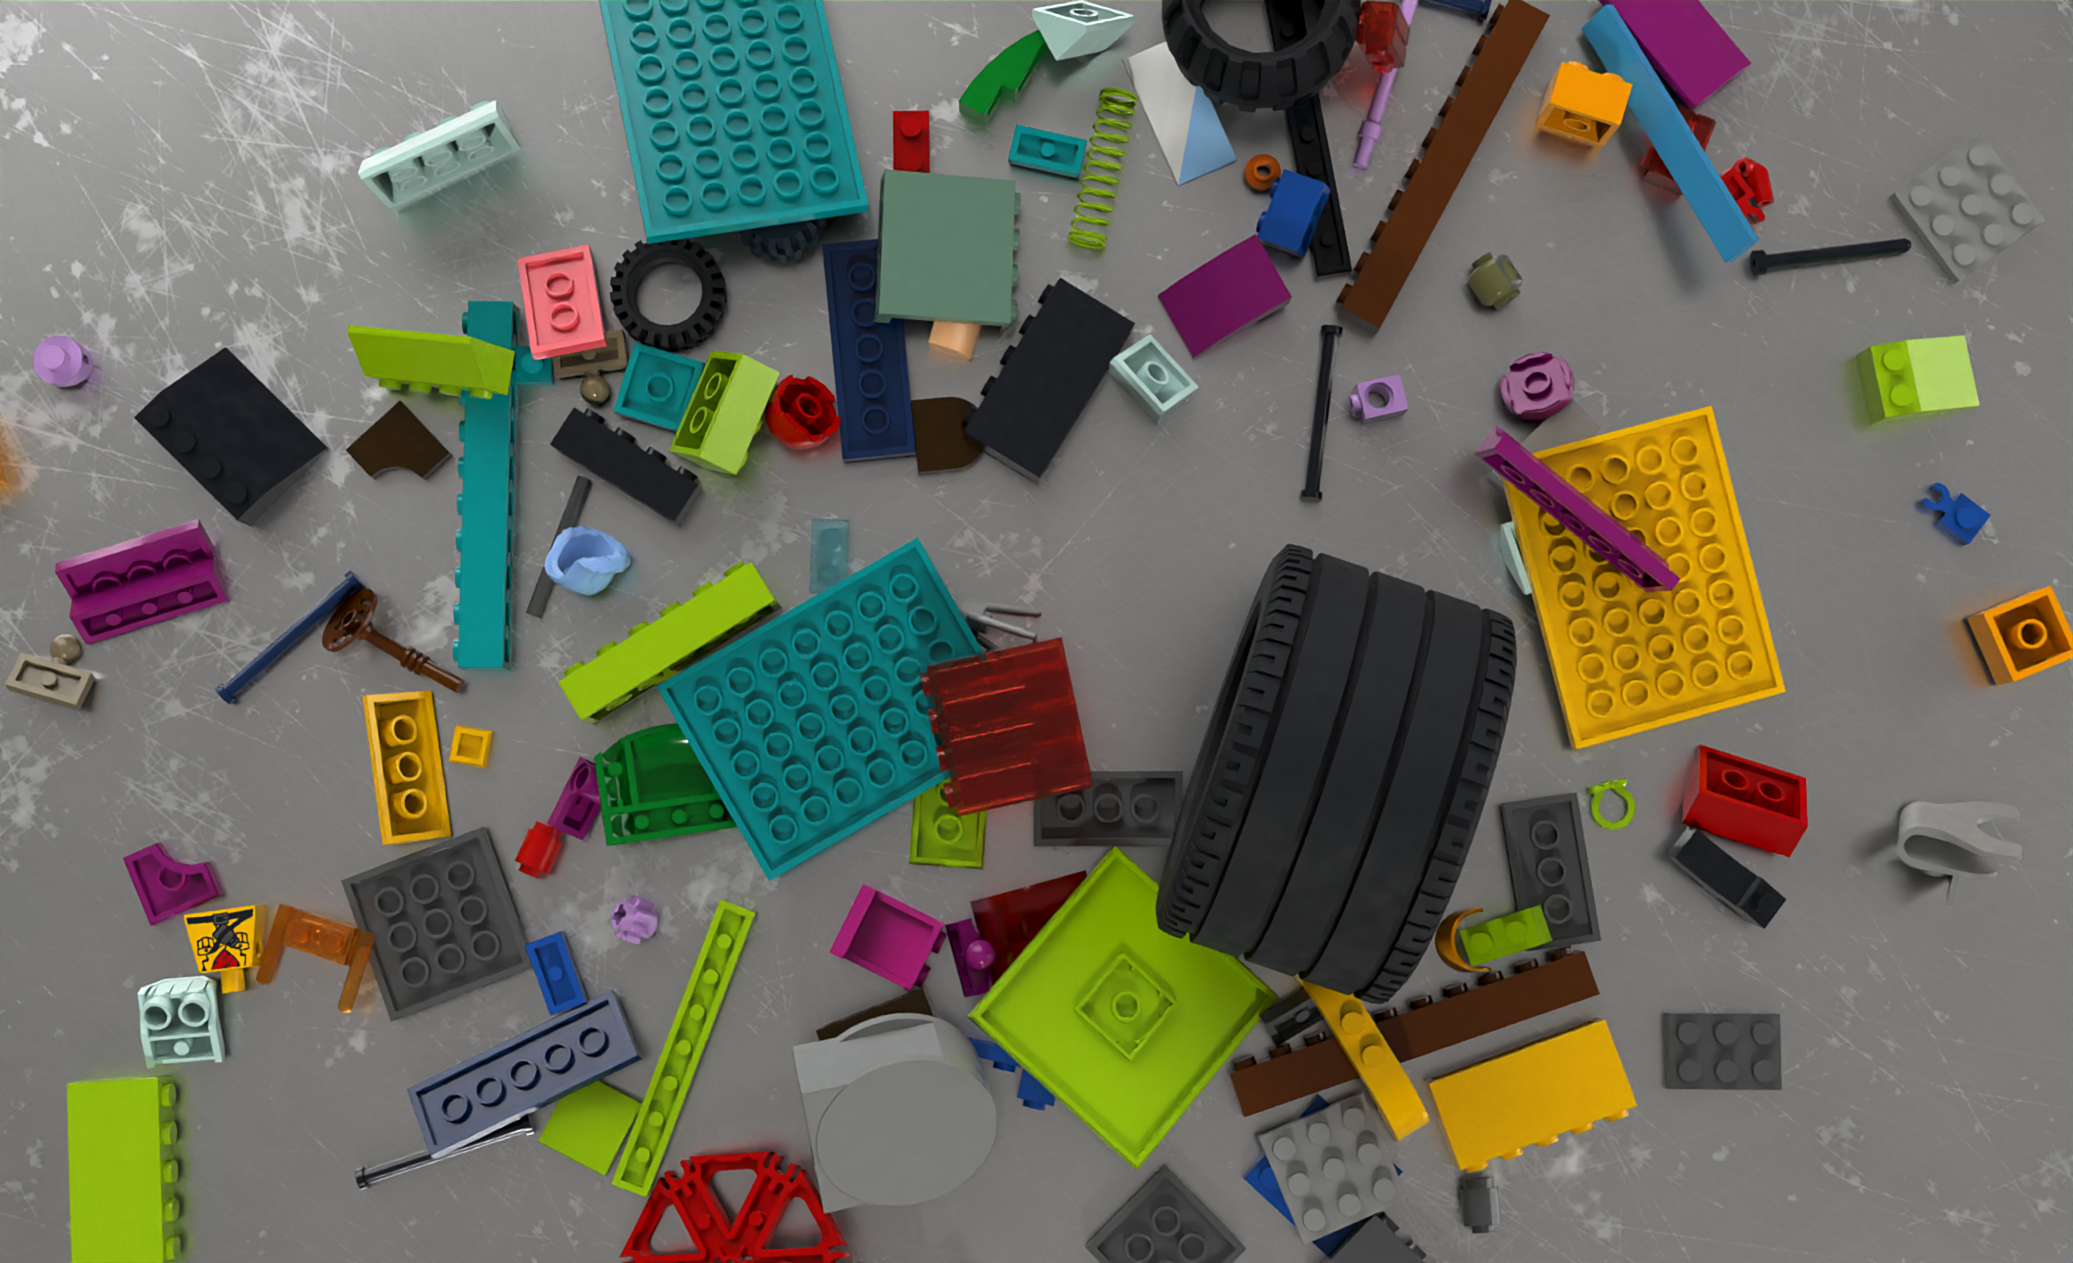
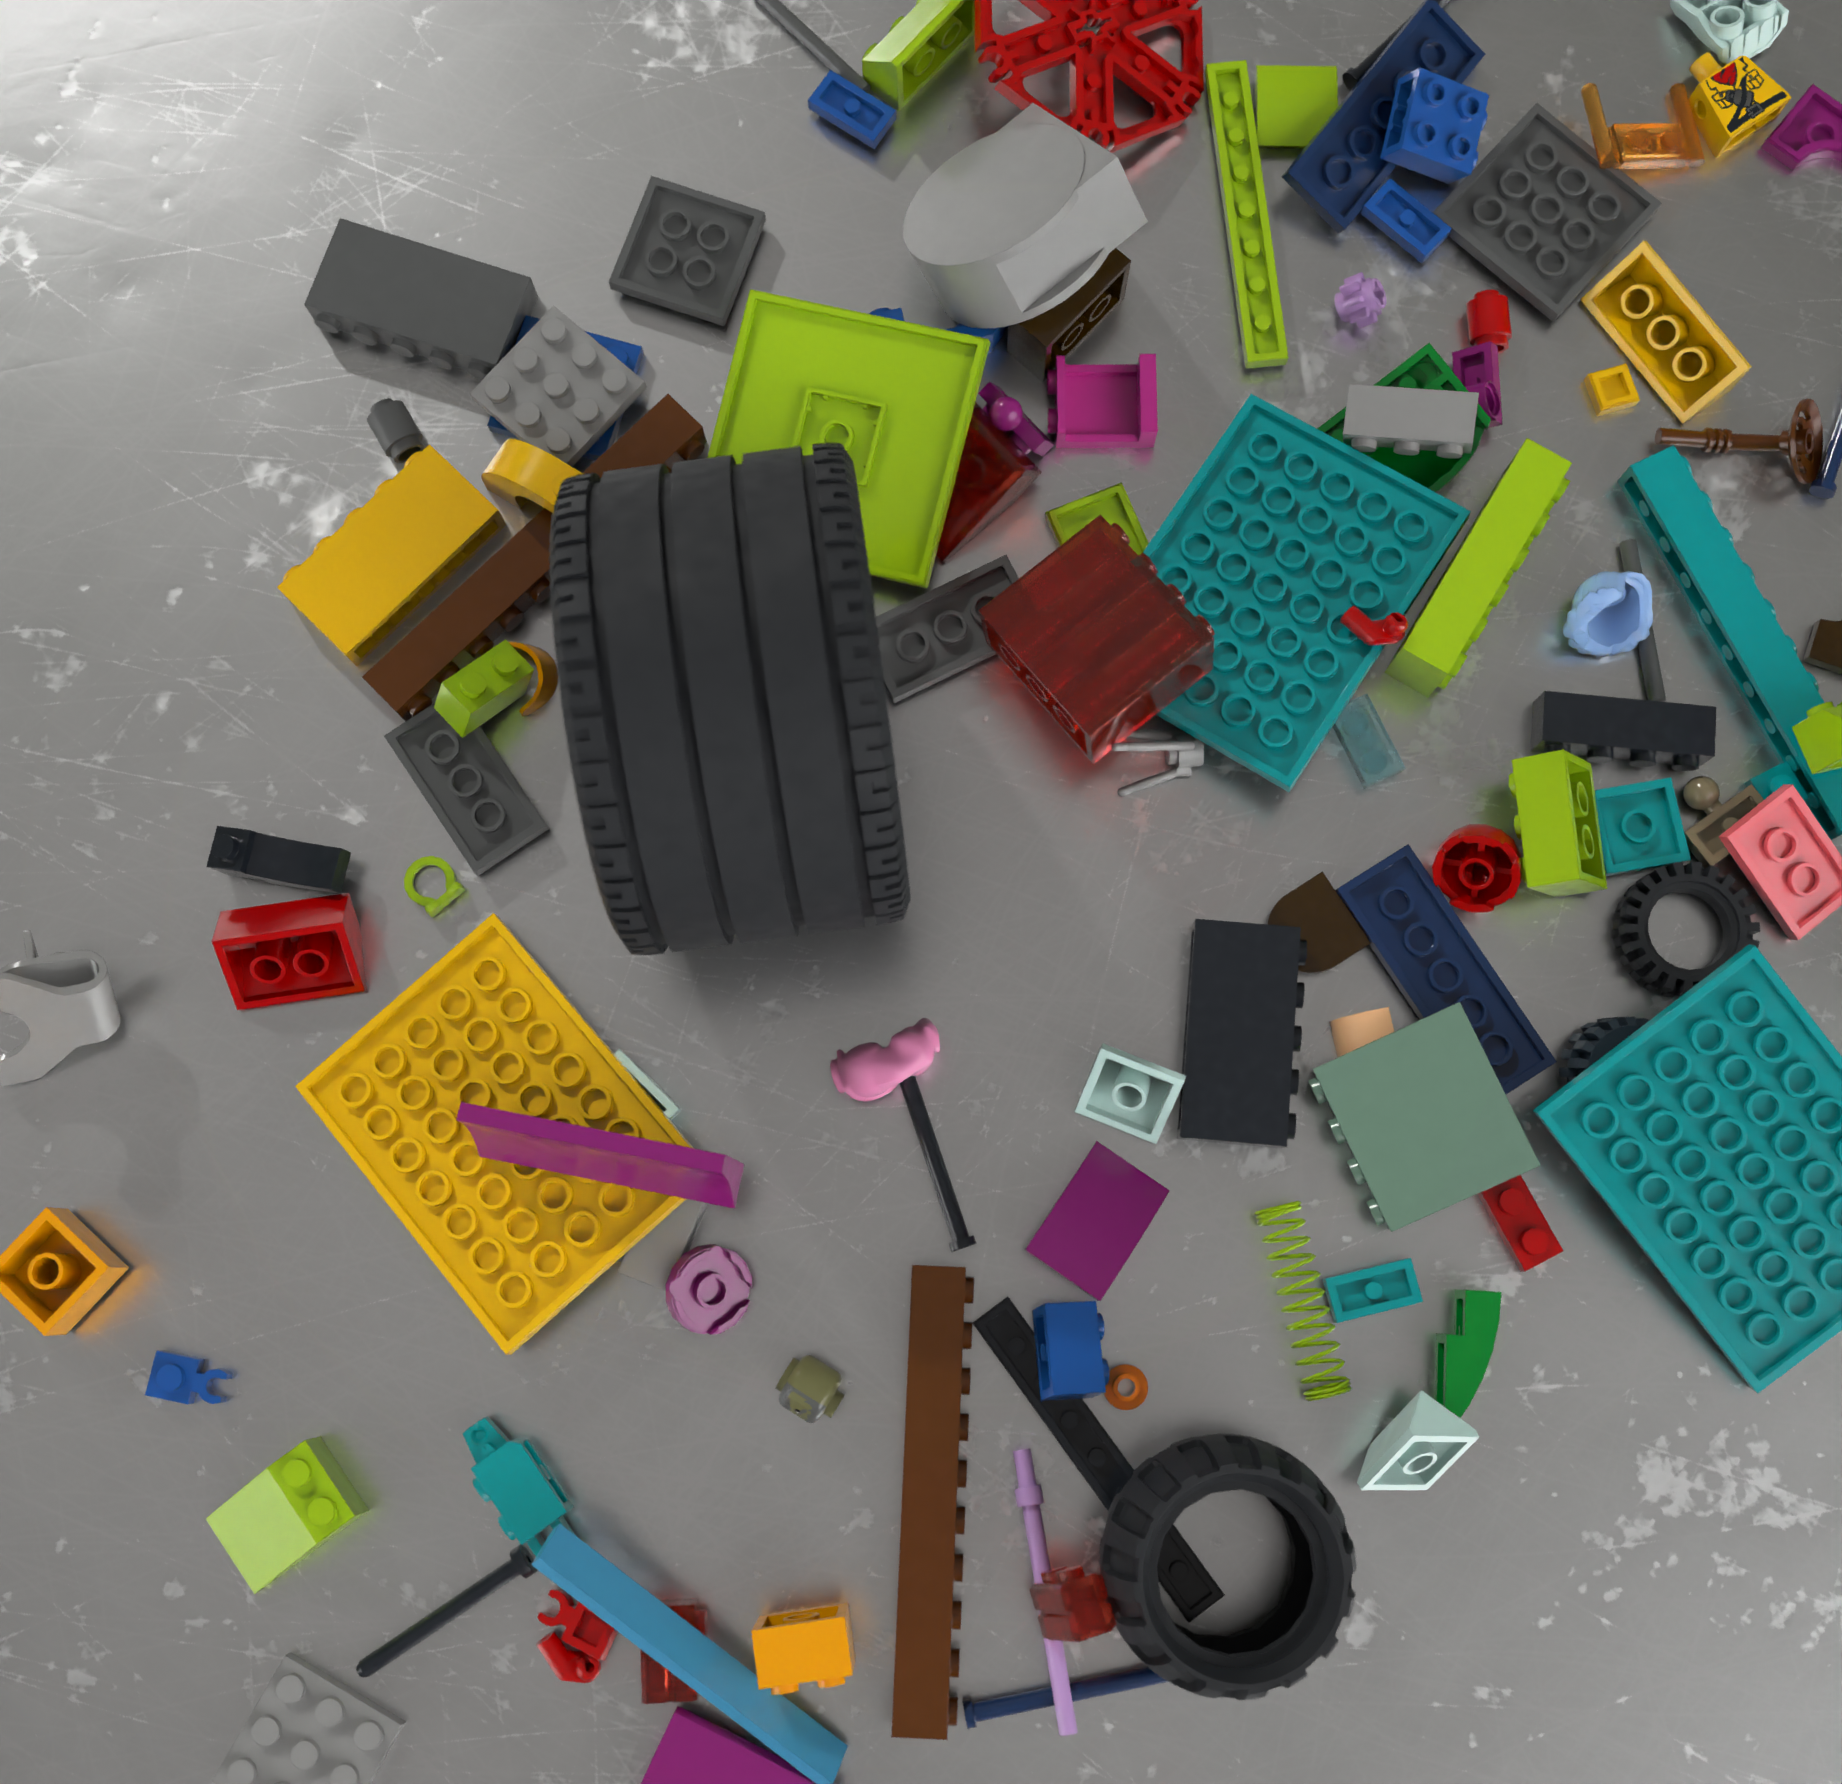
camera: 160 degrees right, 5 degrees down
(493, 1035) = (1435, 126): none -> blue brick
(660, 786) = (1410, 420): none -> light grey brick
(787, 624) = (1375, 632): none -> red arm
(1179, 115) = (1236, 1398): sticker -> none
(1338, 485) = (874, 1070): none -> bright pink animal
(1393, 393) = (855, 1188): lavender brick -> none
(1723, 1051) = (212, 692): dark grey plate -> none
(1739, 314) = (516, 1483): none -> teal hinge

